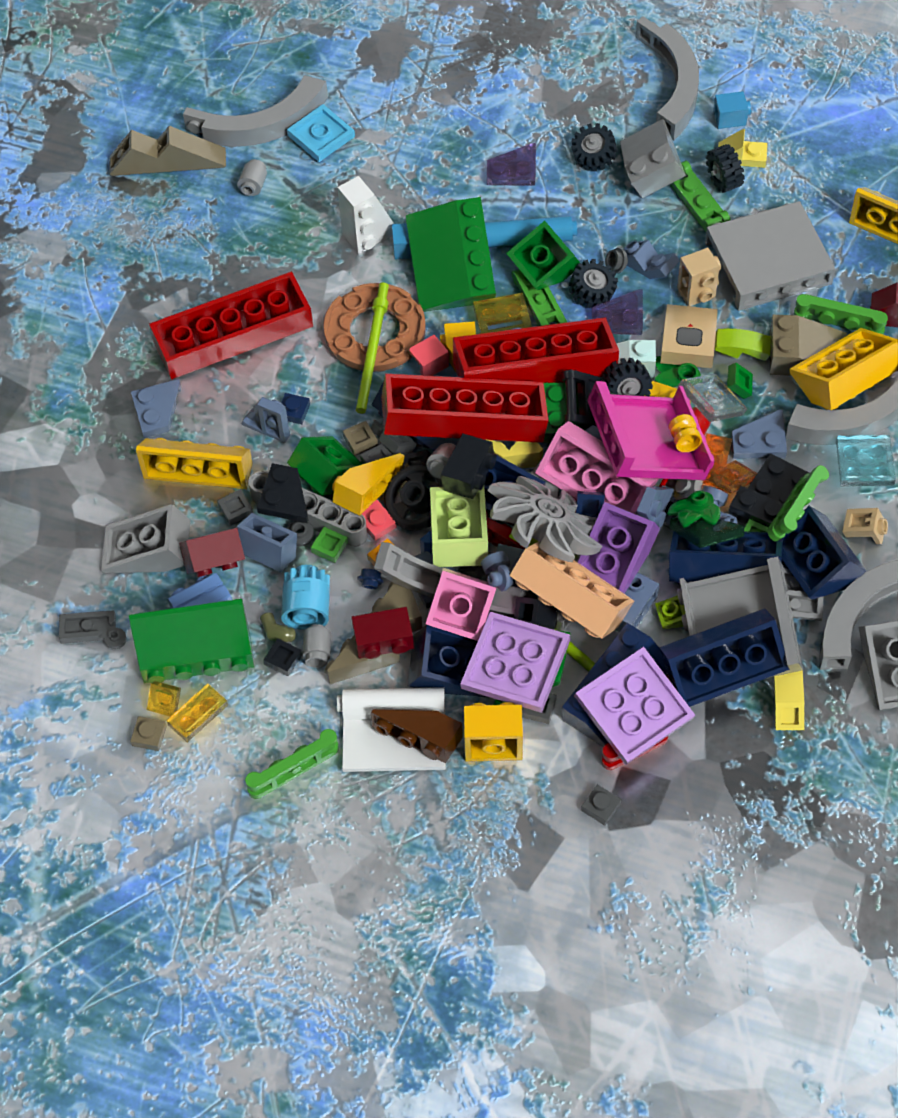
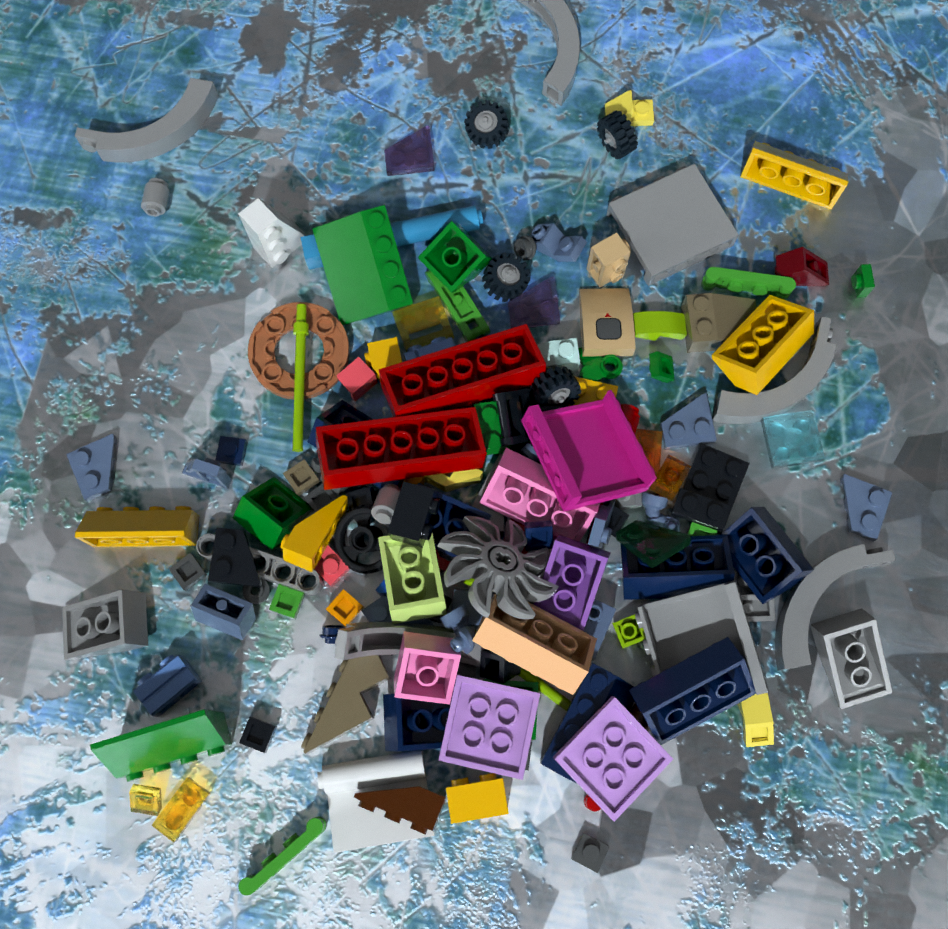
camera: 10 degrees left, 15 degrees up
(91, 627) = (62, 727): dark grey hinge -> none
(148, 733) = (136, 837): dark tan plate -> none
(170, 152) = (65, 181): dark tan slope -> none
(212, 551) = (170, 632): dark red brick -> none
(231, 325) = (154, 370): red brick -> none
(275, 630) = (248, 706): olive arm -> none
(305, 597) = (271, 668): medium azure gear -> none
(316, 646) = (289, 718): light grey brick -> none
(321, 133) = (216, 138): medium azure plate -> none
(382, 633) = (352, 709): dark red brick -> none
(651, 159) = (544, 131): light grey slope -> none
(685, 433) = (623, 448): yellow wheel -> none
(696, 506) = (640, 526): green plate -> none
(698, 199) = (592, 167): bright green plate -> none
(713, 397) = (638, 390): clear tile -> none
(731, 110) = (613, 67): dark azure brick -> none
(793, 507) = (738, 505): bright green plate -> none
(865, 523) = (801, 510): tan bracket -> none

